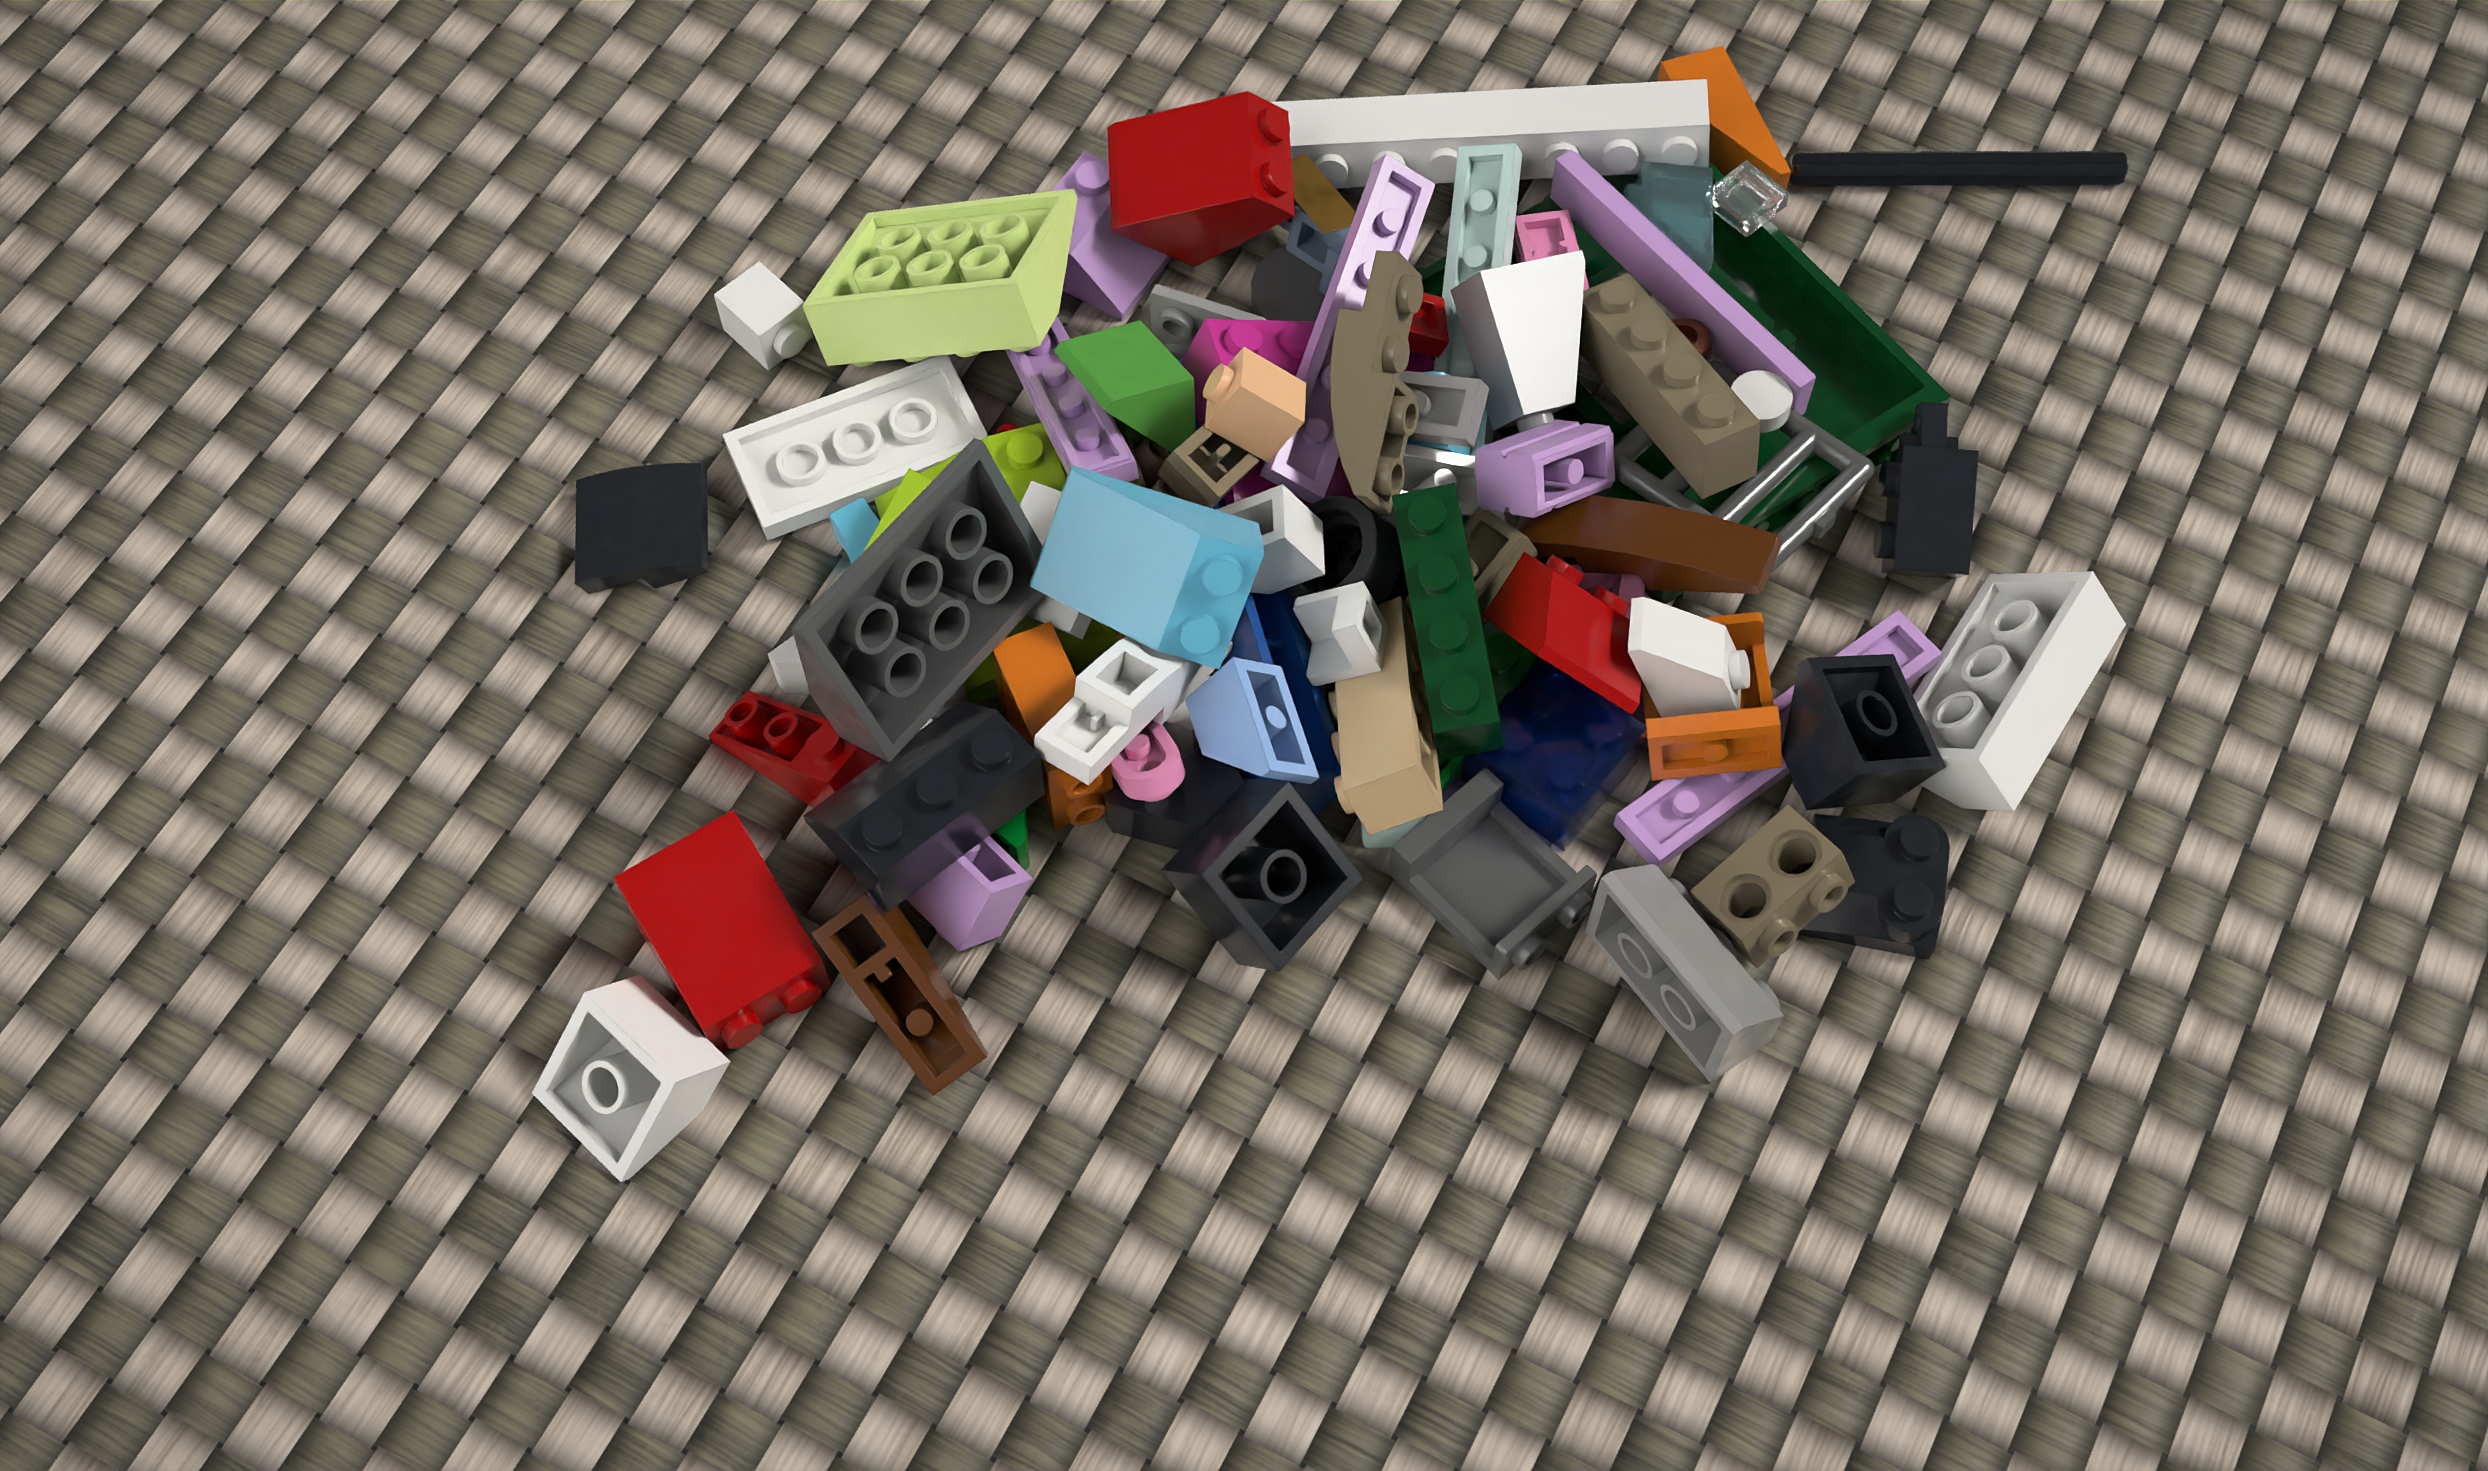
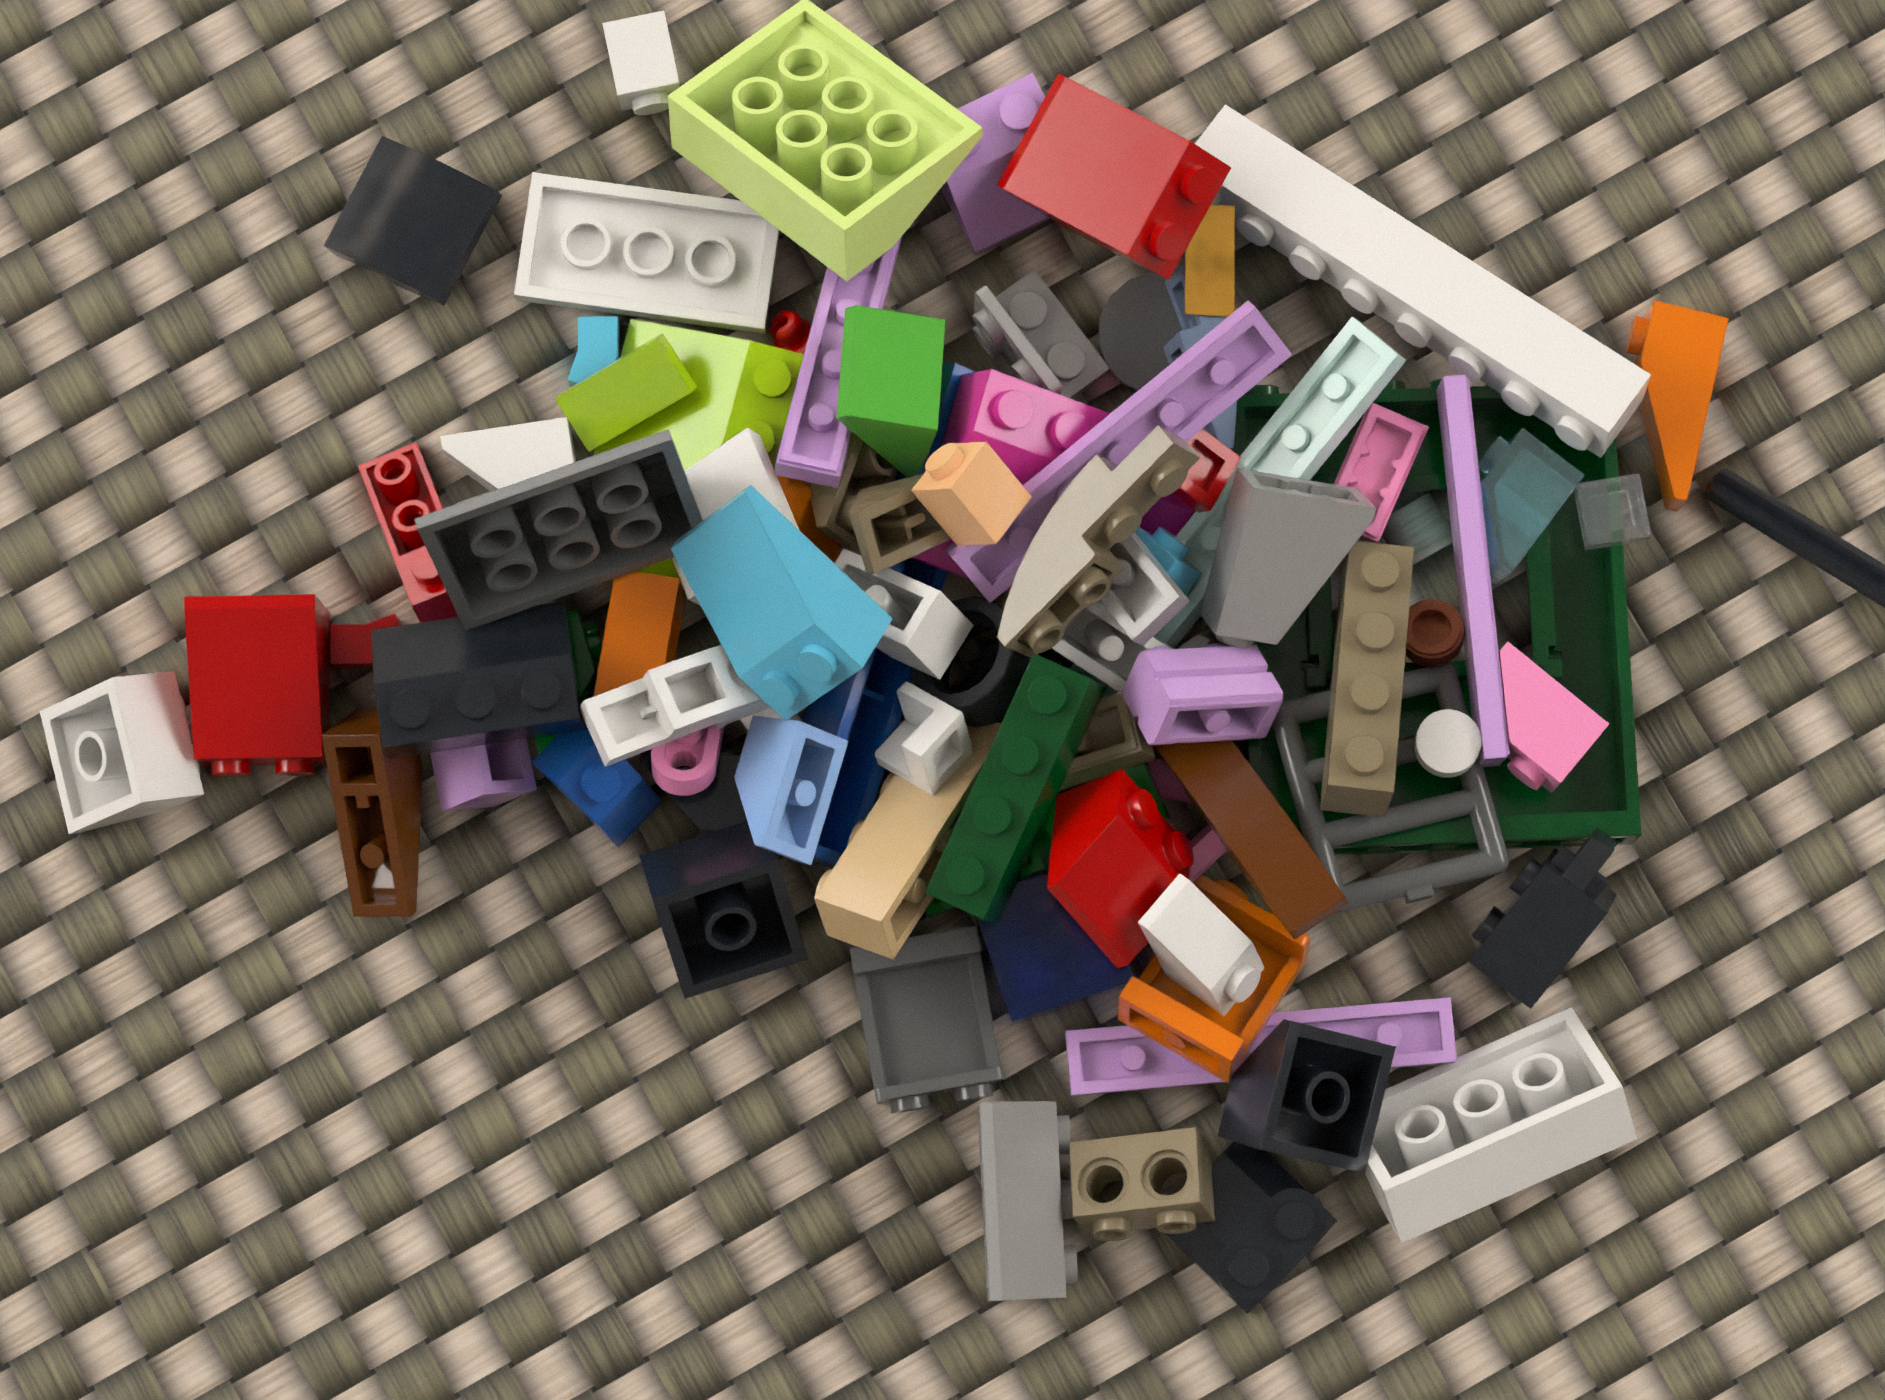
camera: 30 degrees right, 20 degrees up
(803, 866) = (353, 643): none -> red piece
(1084, 839) = (609, 796): none -> blue slope
(1829, 343) = (1544, 722): none -> bright pink slope

